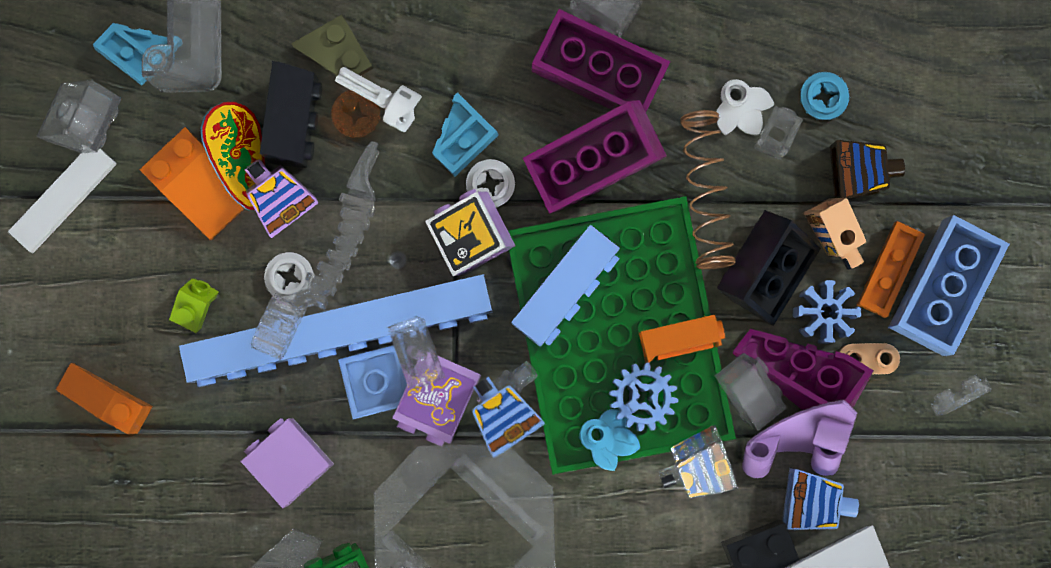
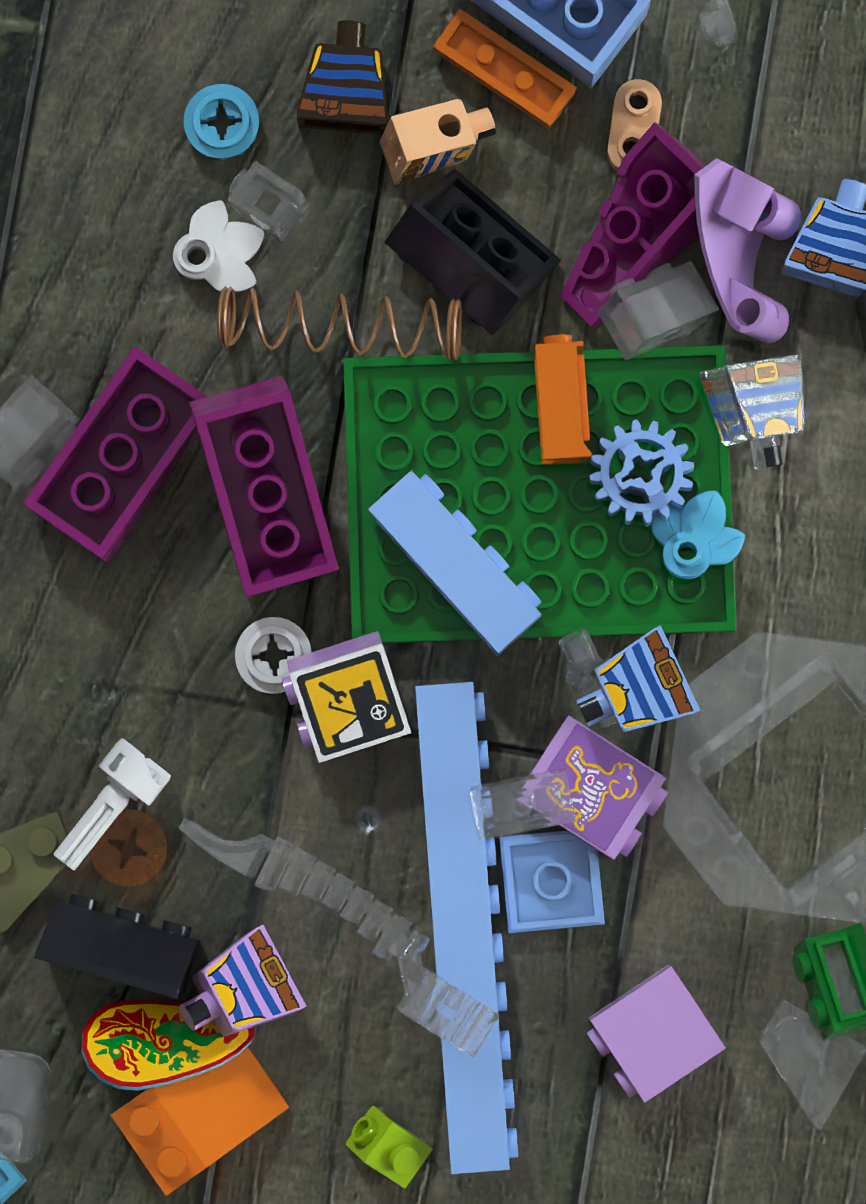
camera: 80 degrees left, 0 degrees up
(284, 263) = (345, 994): white gear -> none
(462, 137) = (192, 686): medium azure wing -> none
(827, 324) = (572, 178): light blue gear -> none

